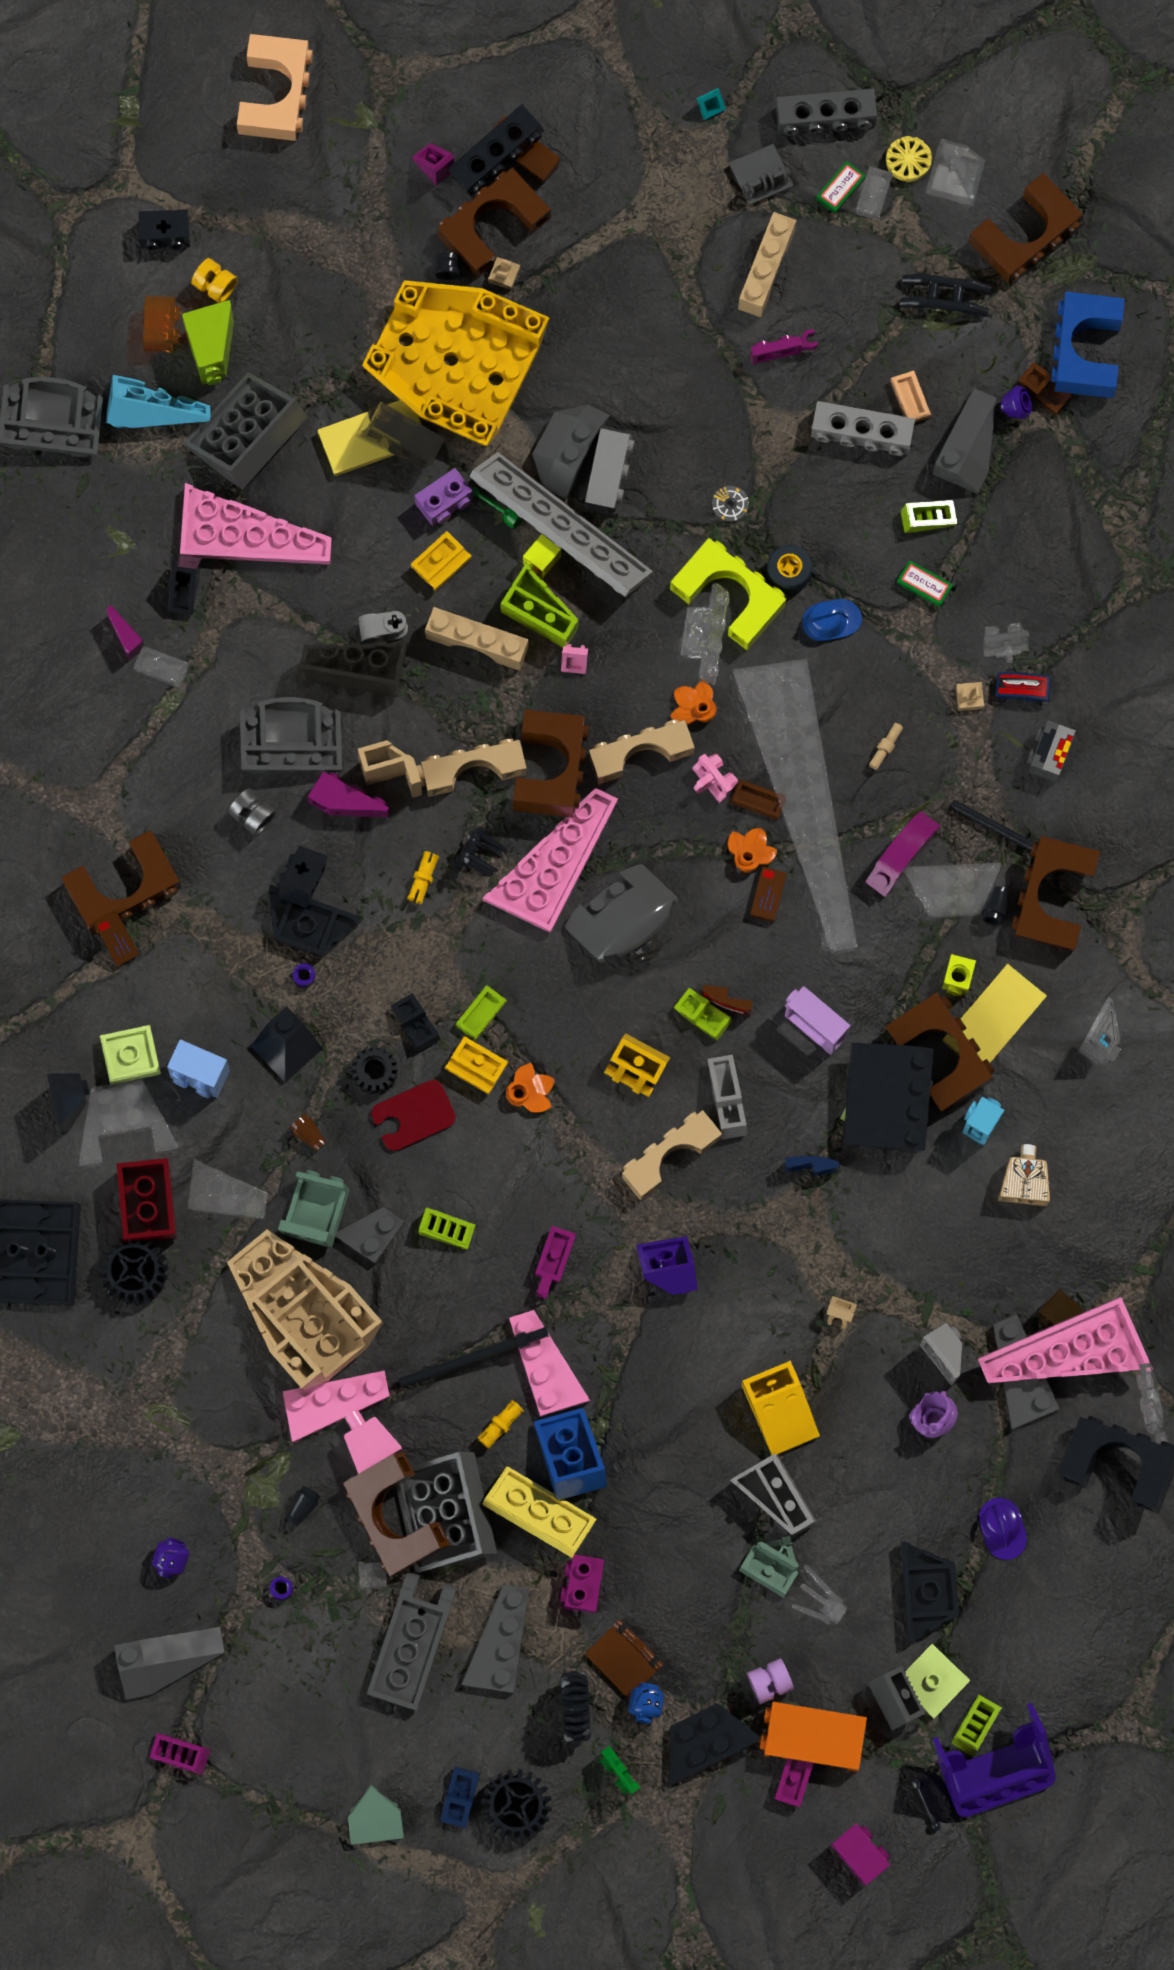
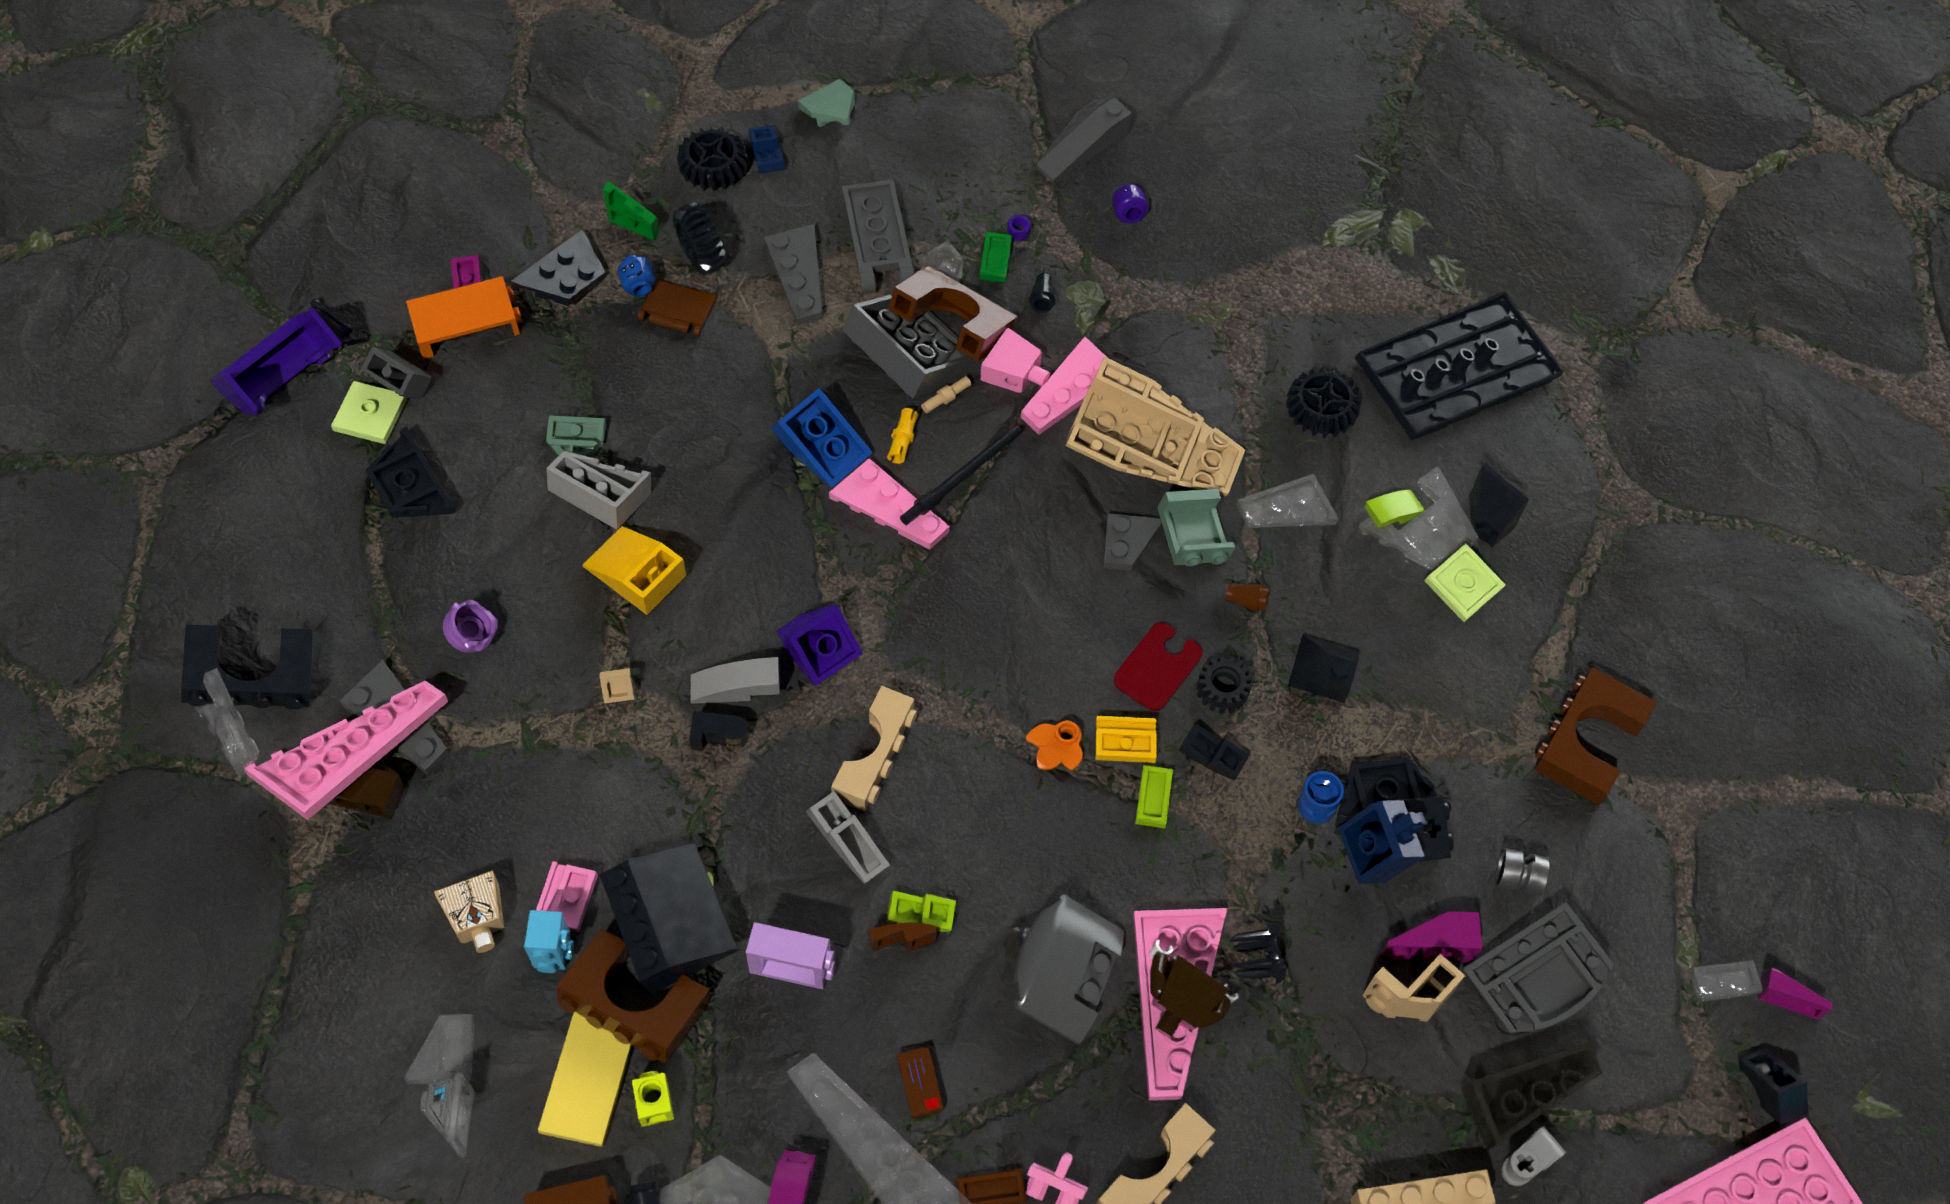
camera: 150 degrees right, 15 degrees down
(116, 938) = (1560, 676): reddish brown tile -> none
(139, 1146) = (1394, 507): none -> lime slope
(146, 1200) = (1354, 458): dark red brick -> none
(198, 1069) = (1393, 590): light blue piece -> none
(200, 1760) = (1014, 81): magenta slope -> none
(304, 983) = (1354, 750): dark purple axle -> none
(319, 1568) = (995, 257): none -> green tile
(343, 879) = (1382, 841): none -> dark blue hinge
(362, 941) = (1320, 797): none -> blue wheel
(423, 877) = (1302, 902): yellow pin -> none
(433, 1234) = (1067, 565): lime slope -> none
(442, 1446) = (946, 394): none -> tan bar
(504, 759) = (1301, 1073): tan arch -> none
(539, 1511) = (841, 374): light yellow tile -> none
(554, 846) = (1185, 993): none -> dark brown torso
(554, 1259) = (937, 597): magenta plate -> none
(559, 794) = (1246, 1139): reddish brown arch -> none
(583, 1584) = (747, 341): magenta brick -> none
(639, 1059) = (960, 821): yellow brick -> none
(748, 1266) = (736, 681): none -> light grey slope
(751, 846) = (967, 1128): orange plate -> none
(770, 1681) = (524, 341): lavender wheel -> none
(781, 1233) = (717, 729): none -> black leg
(819, 1165) = (711, 814): dark blue slope -> none
(832, 1609) = (497, 423): clear plant -> none
(861, 1854) = (375, 245): magenta brick -> none
(945, 1351) = (487, 689): light grey slope -> none
(954, 1157) = (569, 892): none -> bright pink plate
(966, 1744) = (310, 374): lime slope -> none
(1002, 1528) = (355, 572): dark purple piece -> none
(1087, 1086) = (445, 1050): none -> clear wing

